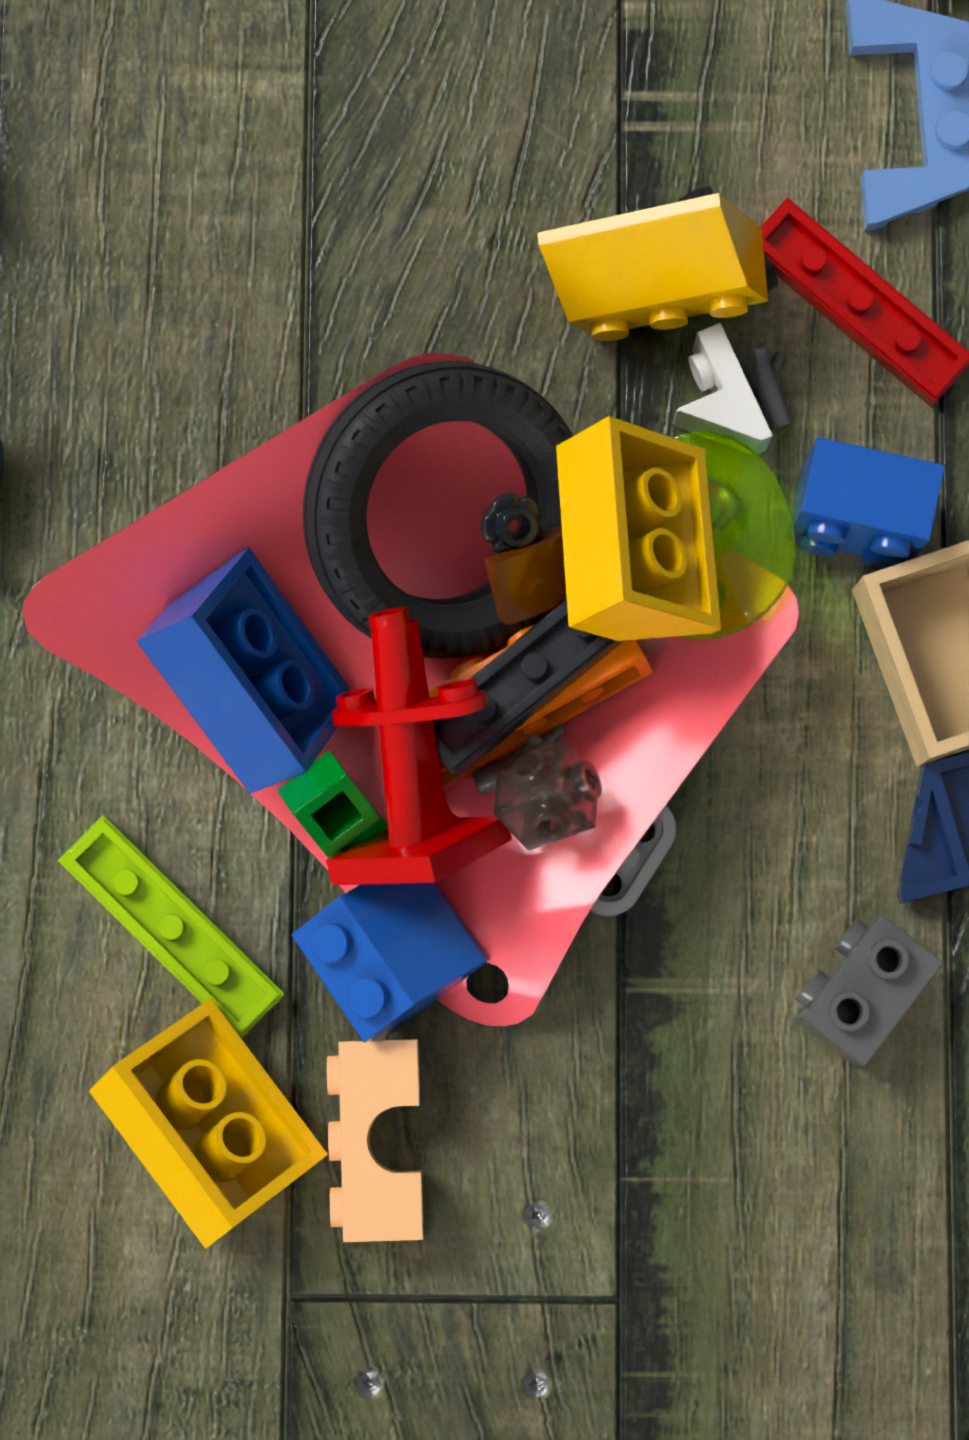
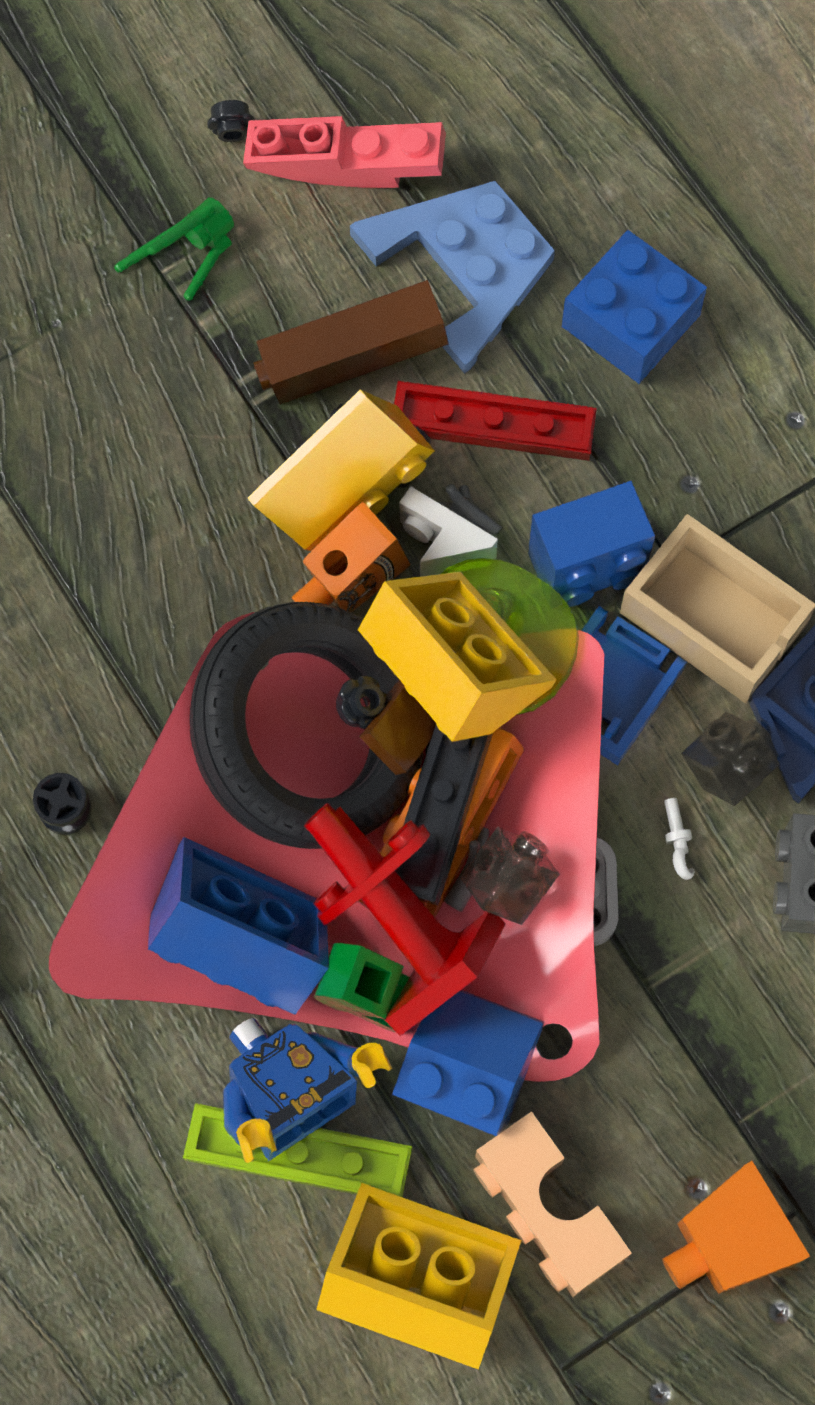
camera: 30 degrees left, 10 degrees down
(155, 420) = (56, 794): none -> black wheel
(199, 859) = (291, 1085): none -> blue torso
(538, 1287) = (735, 1236): none -> orange torso
(627, 361) = (352, 562): none -> orange torso
(753, 860) = (678, 837): none -> white hand
(762, 126) = (351, 343): none -> reddish brown brick
(812, 667) = (630, 681): none -> blue container
(860, 815) = (731, 757): none -> clear smoke brick

